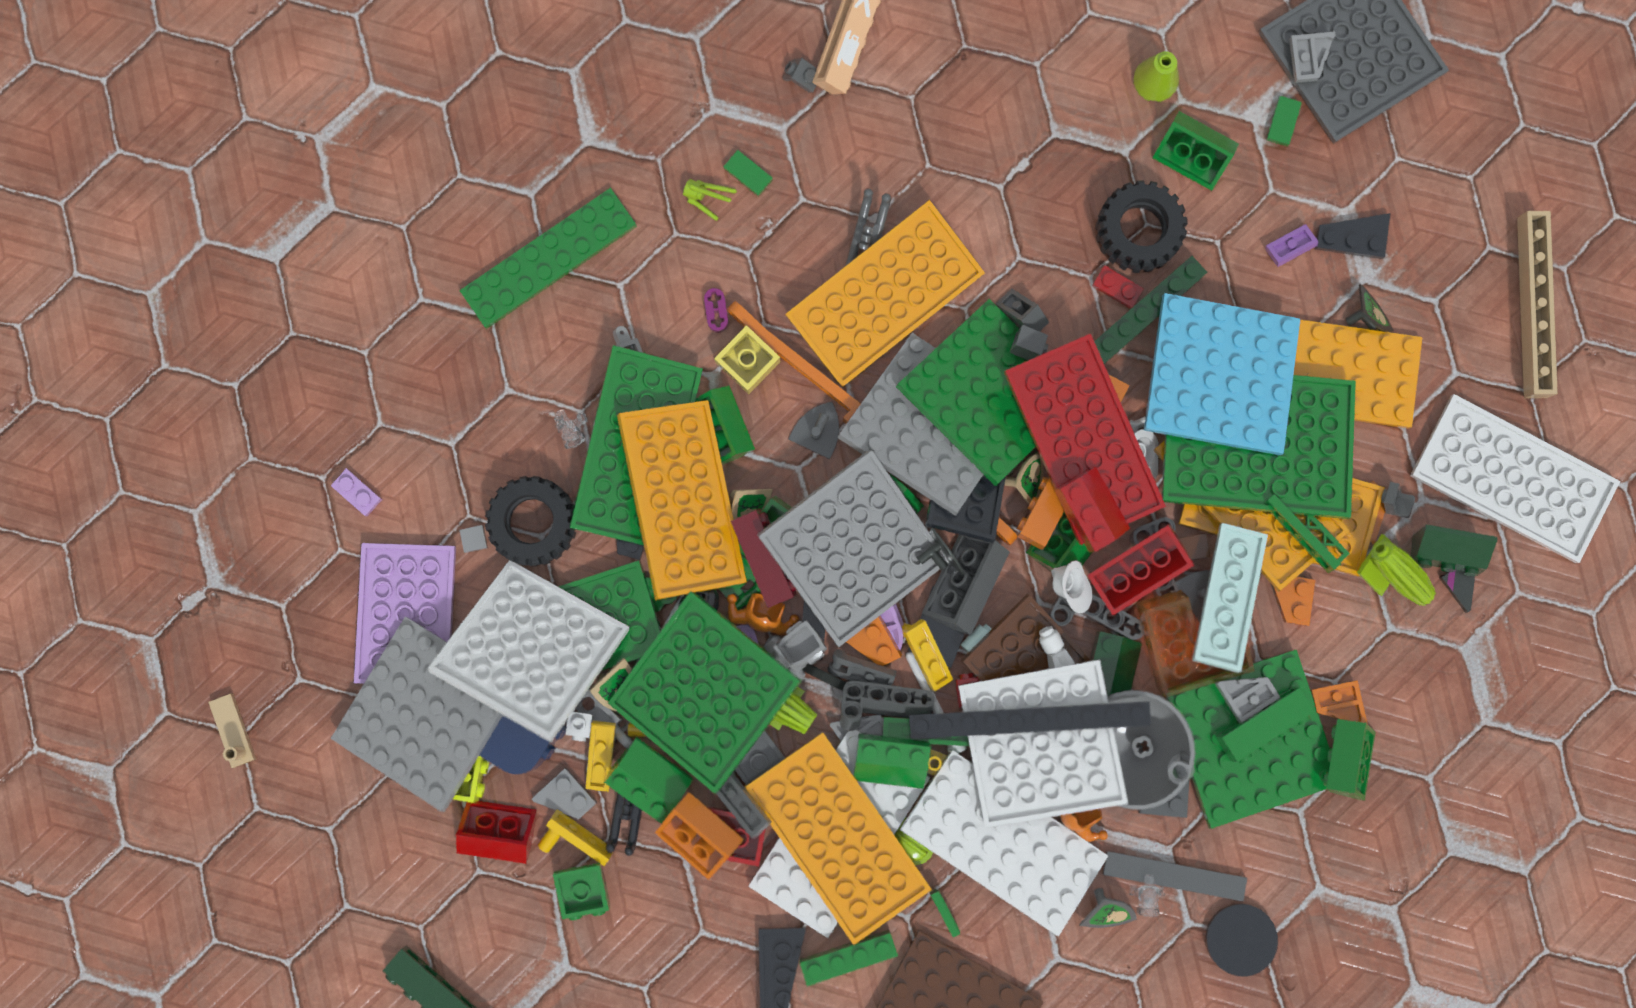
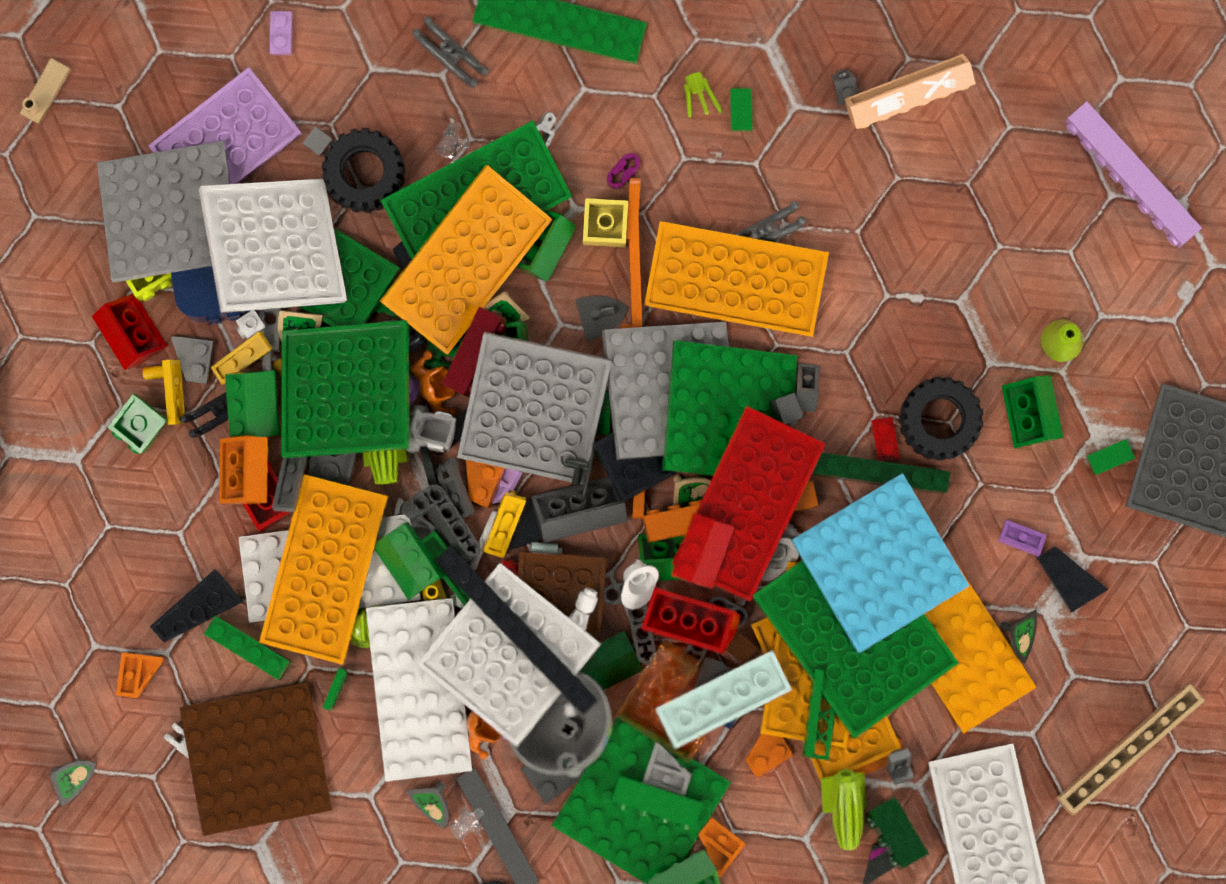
camera: 50 degrees right, 0 degrees up
(495, 367) = (449, 53): none -> dark grey piece
(1309, 55) = (1172, 434): light grey wing -> none

